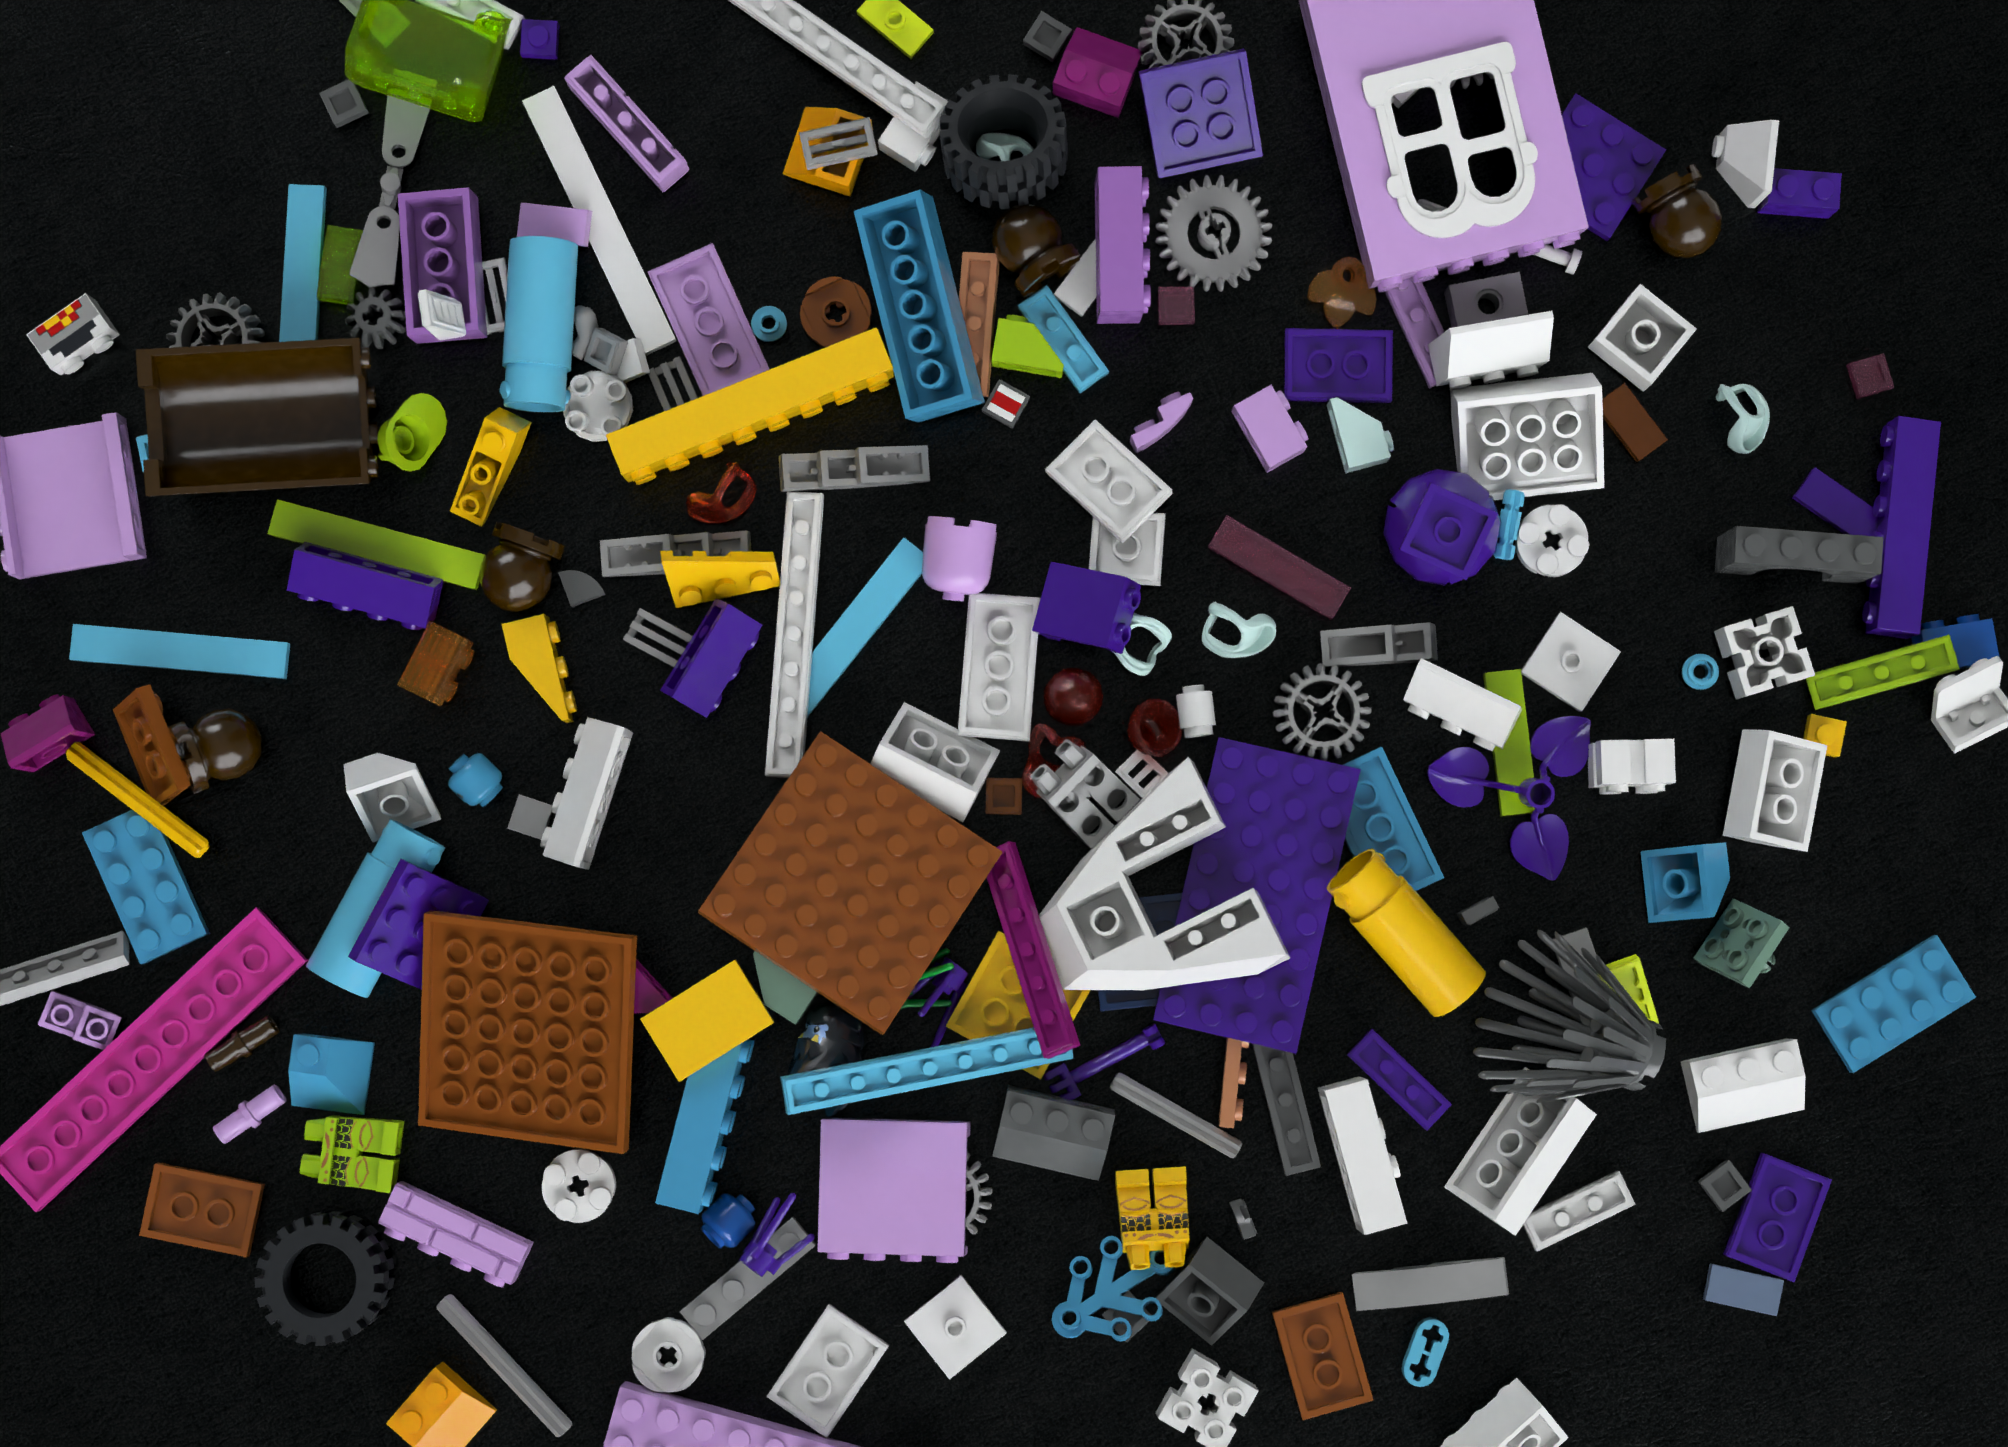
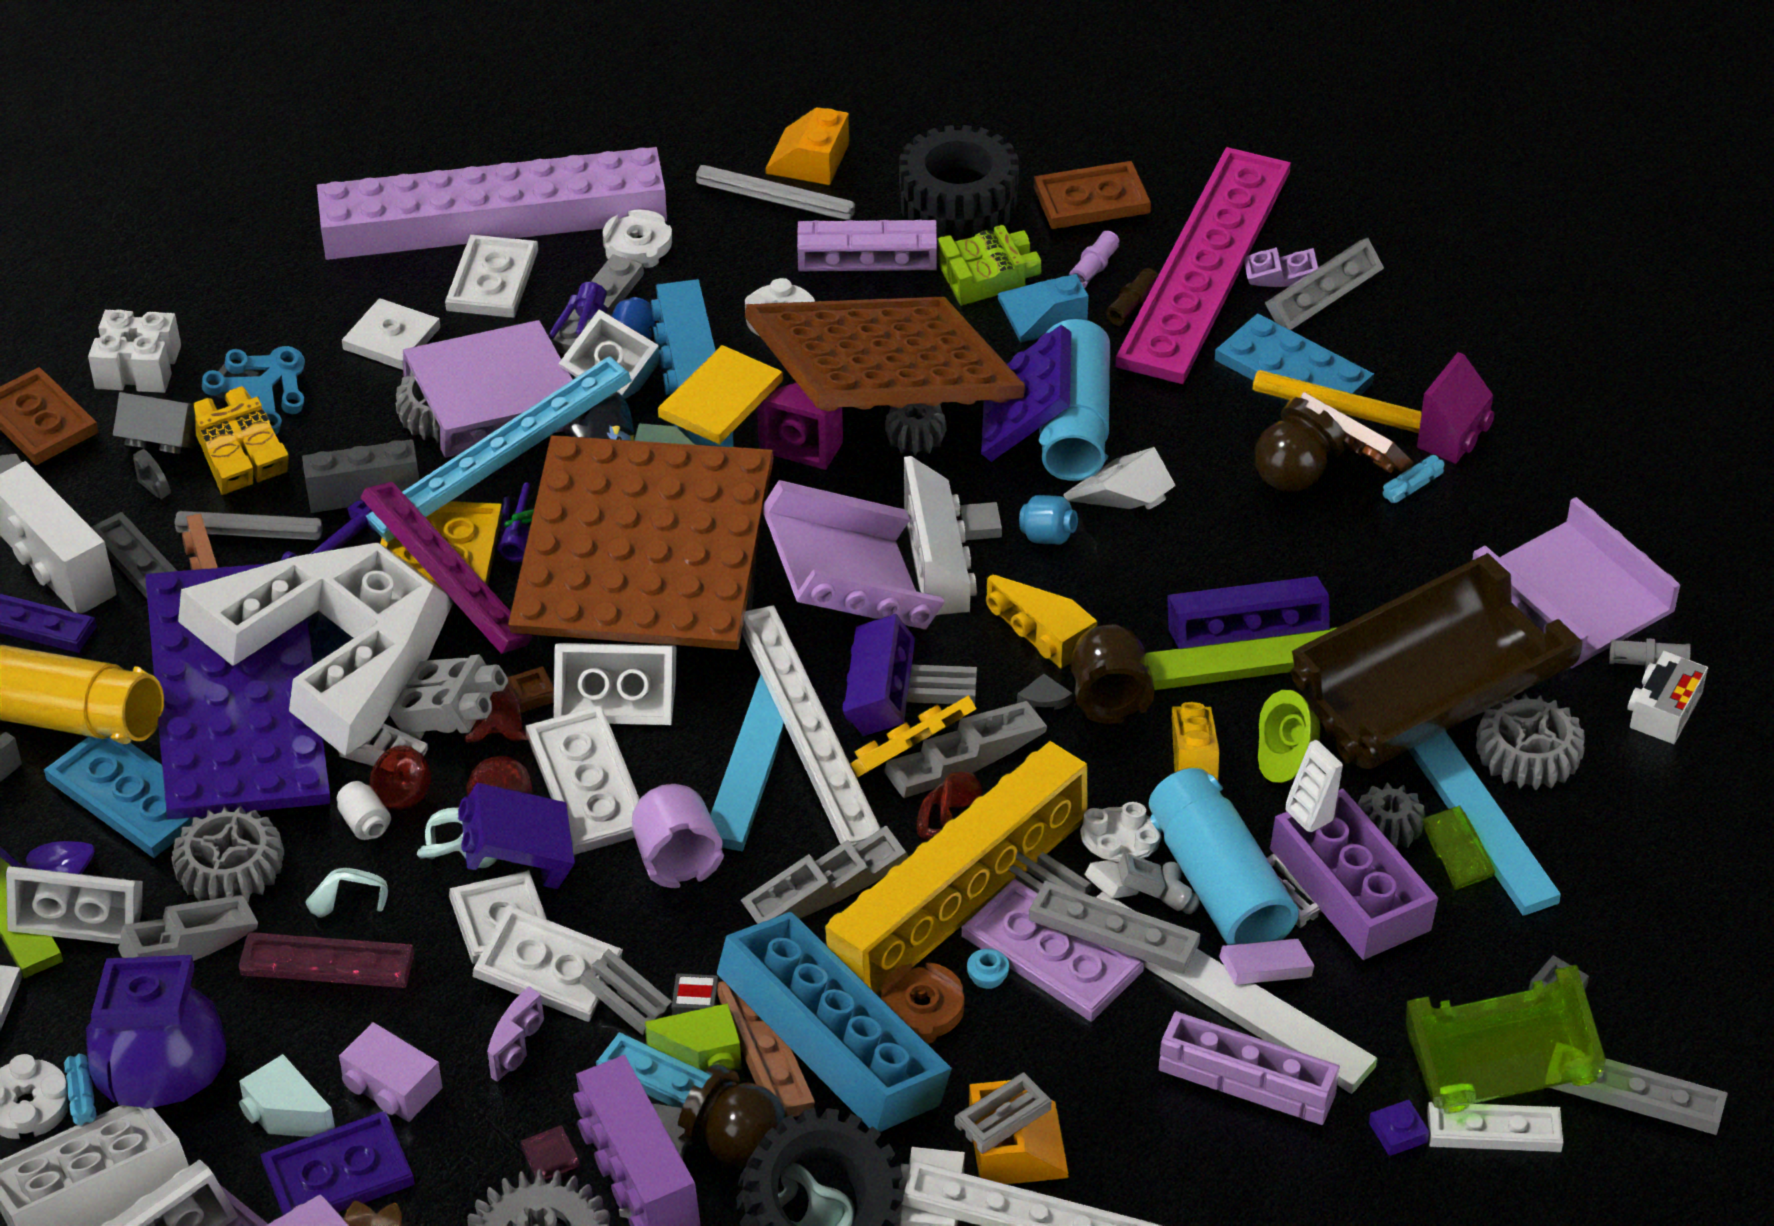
camera: 155 degrees right, 40 degrees down
(56, 391) = (1644, 652): none -> light grey pin
(121, 688) = (1413, 479): none -> medium azure axle
(179, 651) = (1384, 520): medium azure tile -> none
(378, 247) = (1430, 860): light grey piece -> none
(436, 664) = (1141, 585): clear orange brick -> none
(657, 301) = (1114, 926): none -> light grey plate
(683, 784) = (845, 554): none -> lavender panel
(774, 1163) = (609, 337): none -> white slope
(1047, 400) = (629, 986): none -> light grey tile

